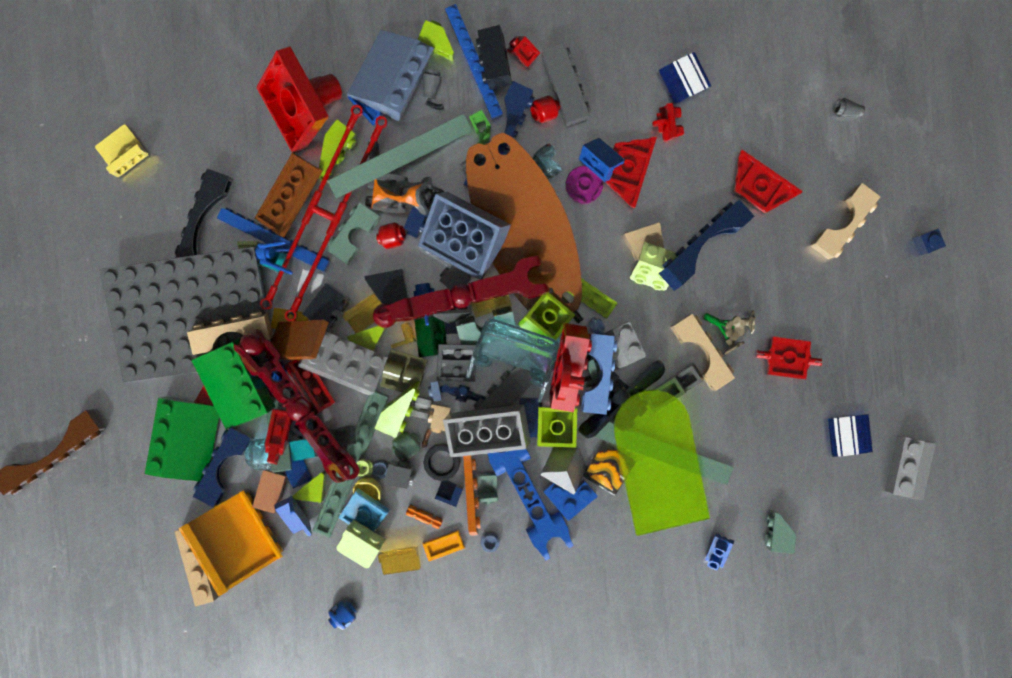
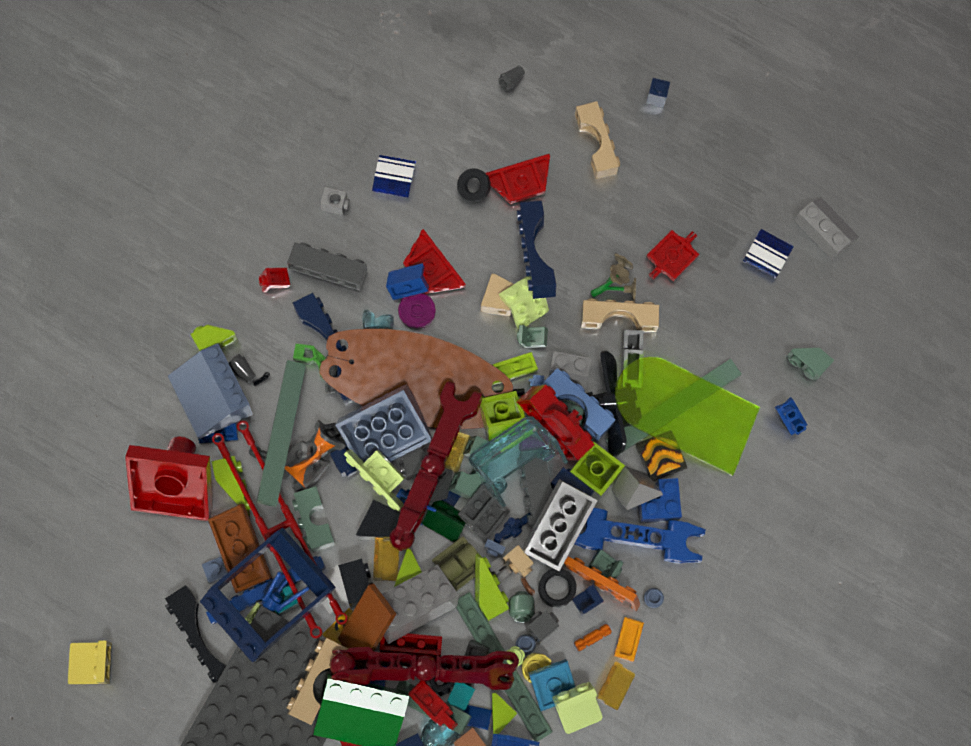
camera: 60 degrees left, 15 degrees down
(221, 236) = (236, 625): none -> dark blue window
(259, 188) = (214, 570): none -> sand blue plate
(391, 235) = (339, 490): red head -> none
(408, 335) = (433, 534): clear yellow panel -> none
(424, 259) = (380, 473): none -> yellowish green bracket
(473, 61) = (252, 323): blue piece -> none
(493, 57) = (262, 303): black brick -> none
(545, 109) = (334, 296): red head -> none
(625, 38) = (331, 194): none -> light grey brick
(631, 294) = (532, 337): none -> sand green bracket
(666, 122) = (418, 213): red hips -> none
(721, 139) = (463, 180): none -> black tyre

